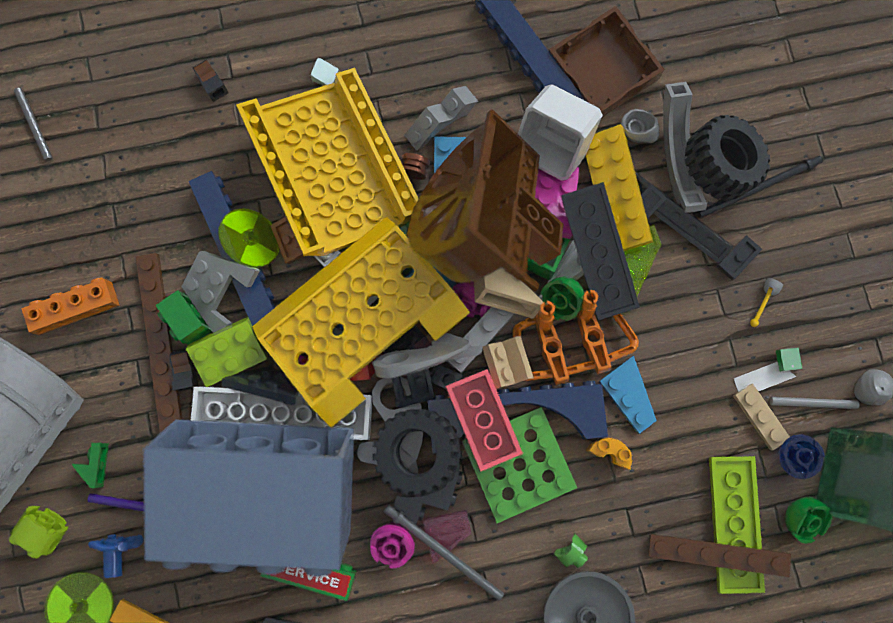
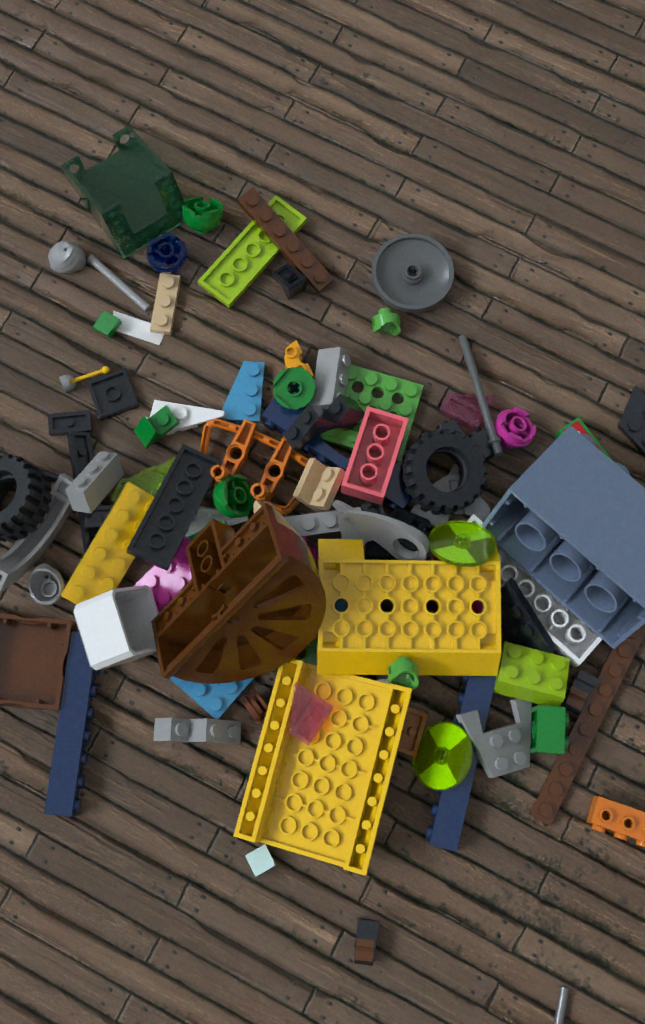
camera: 140 degrees left, 5 degrees down
(320, 262) = (403, 673): none -> bright green piece
(354, 384) = (462, 543): none -> clear neon green piece
(370, 184) = (307, 714): none -> clear pink wing
(554, 408) = (315, 420): none -> black arch
(573, 459) = (330, 375): none -> light grey brick
(603, 415) = (293, 376): none -> green plate
(668, 326) = (188, 415): none -> white wing
(673, 308) = (153, 428): none -> green slope
(676, 222) = (95, 482): none -> light grey brick
(684, 522) = (290, 279): none -> black slope
(730, 308) = (113, 394): none -> black tile

